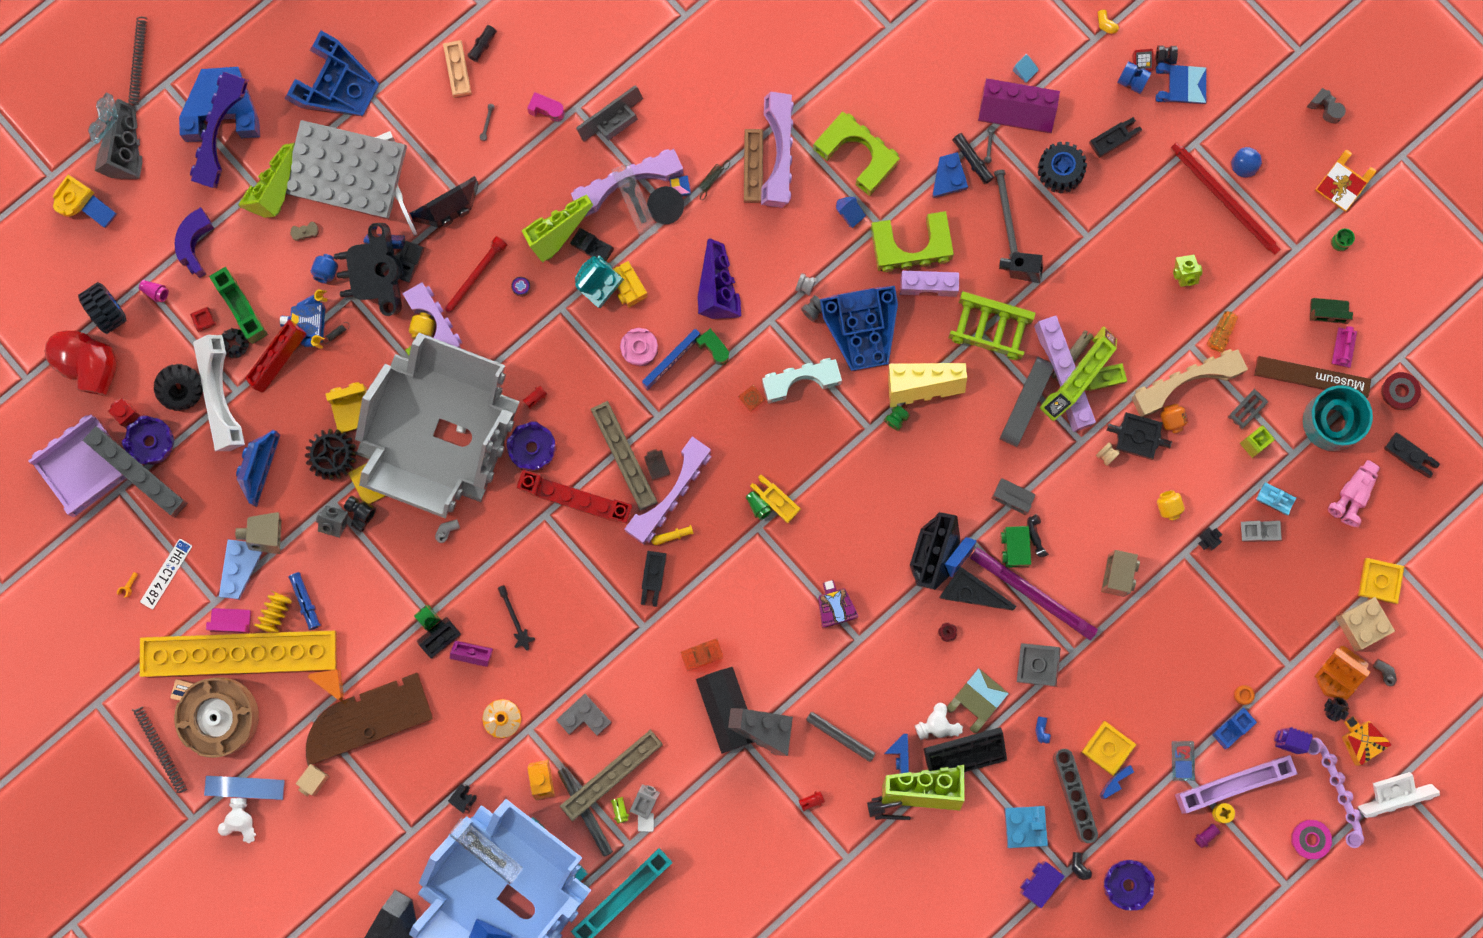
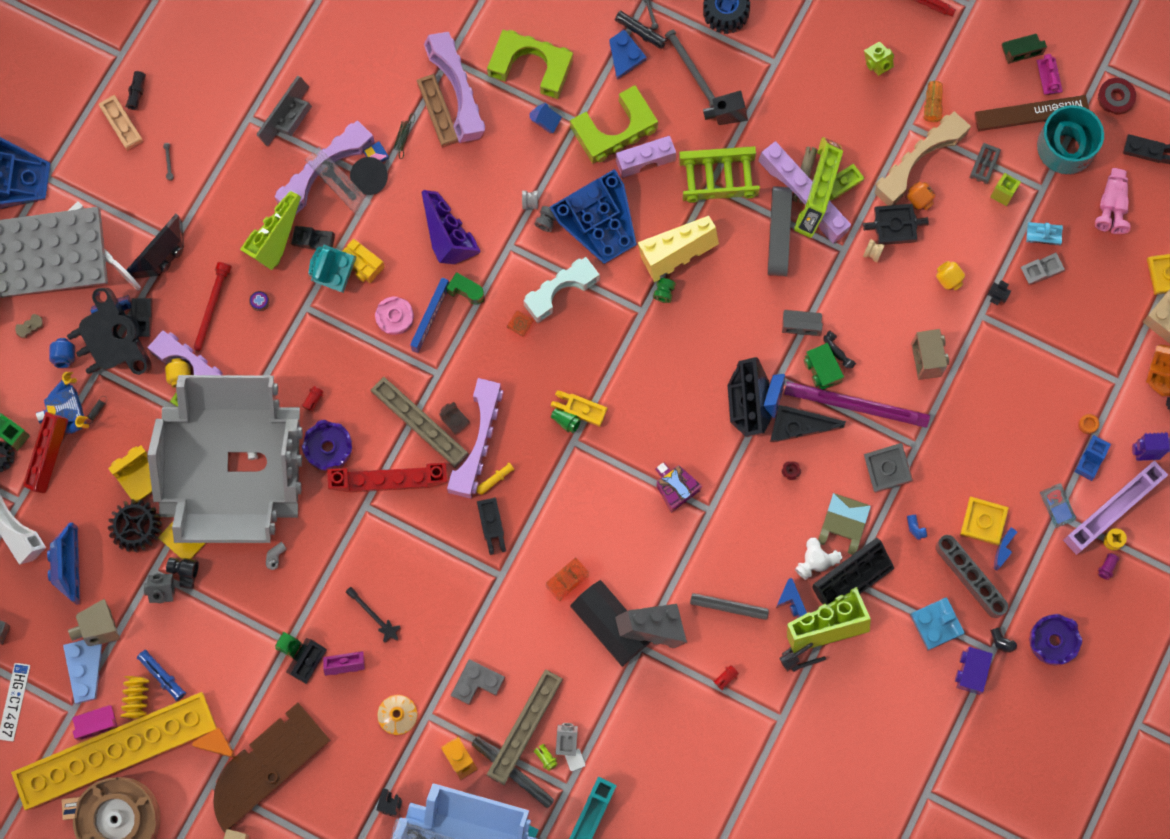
camera: 20 degrees left, 5 degrees down
(546, 107) = (220, 126): dark pink leg -> none

